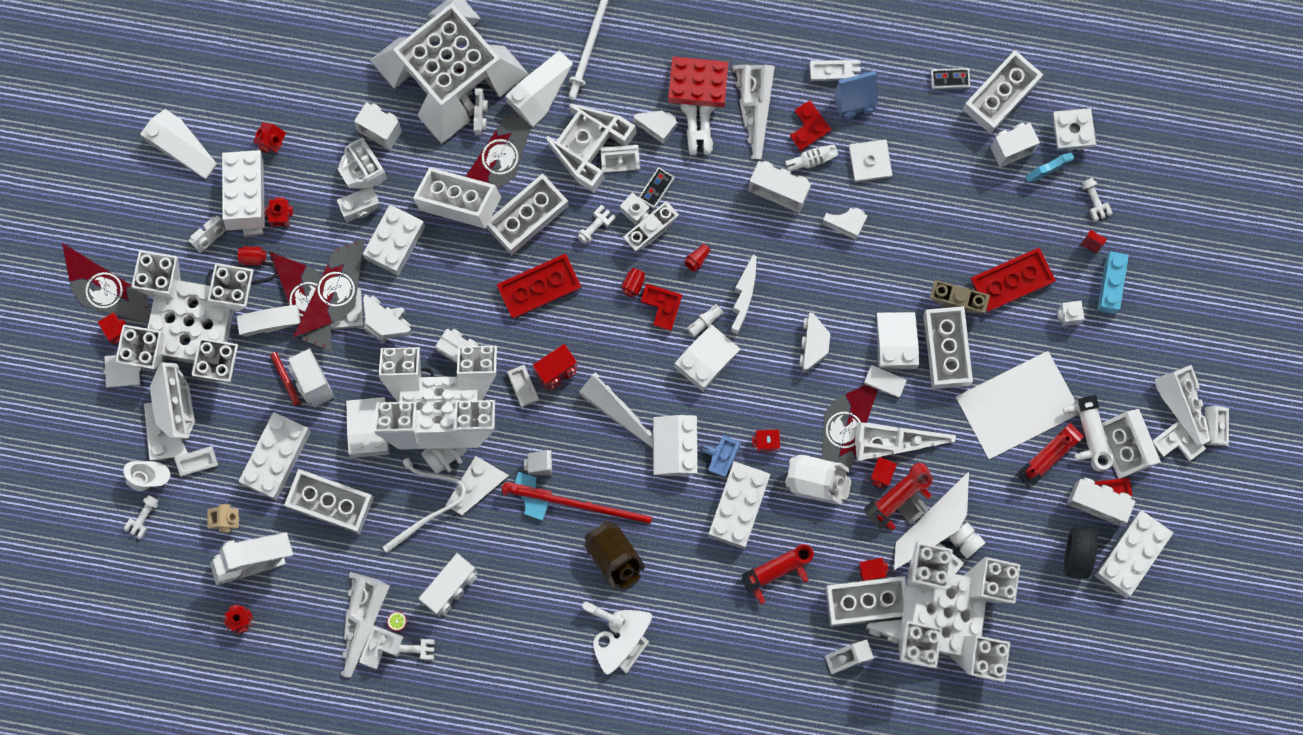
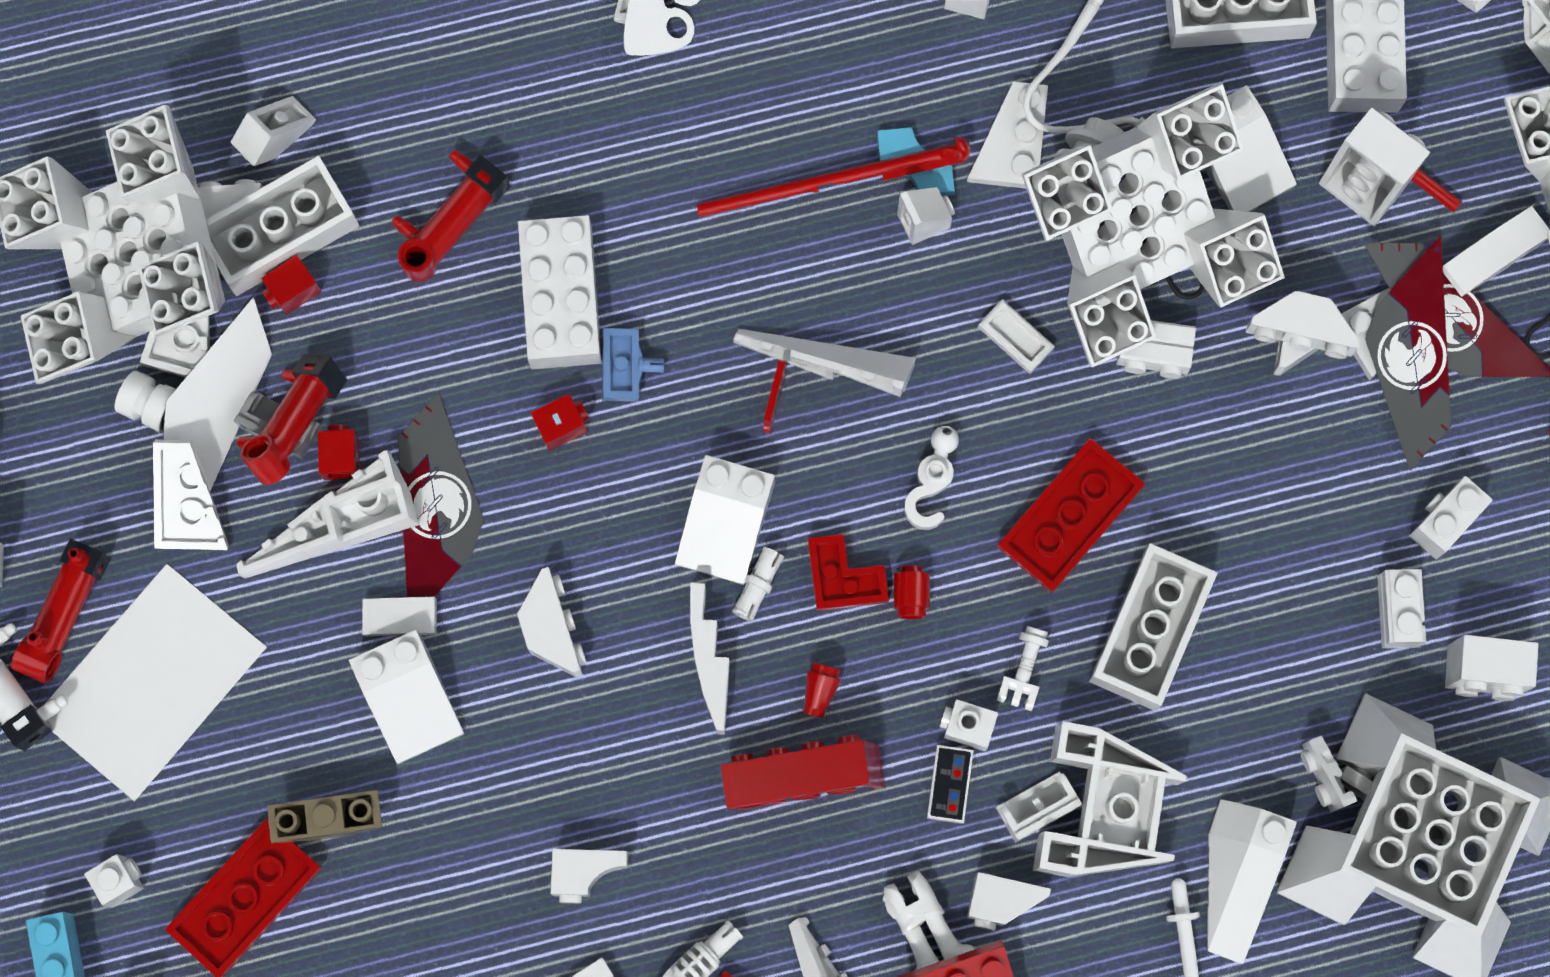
camera: 160 degrees right, 0 degrees up
(360, 166) = (1482, 581): white wedge -> none
(394, 240) = (1358, 481): white brick -> none
(404, 172) = (1401, 608): none -> white brick
(457, 197) = (1287, 594): white brick -> none
(502, 153) = (1251, 715): sticker -> none
(555, 367) = (975, 380): red brick -> none
(595, 333) = (934, 476): none -> white piece
(614, 555) = (732, 117): dark brown brick -> none
(616, 620) = (730, 23): white hinge -> none
(651, 227) = (926, 700): white slope -> none
(656, 403) = (774, 397): none -> red piece
(675, 445) = (711, 341): white slope -> none
(724, 219) = (802, 773): none -> red wedge
(779, 186) = (730, 877): white brick -> none
(818, 479) = (443, 389): white brick -> none
(948, 347) = (310, 717): white brick -> none
(968, 480) = (182, 500): none -> white wing

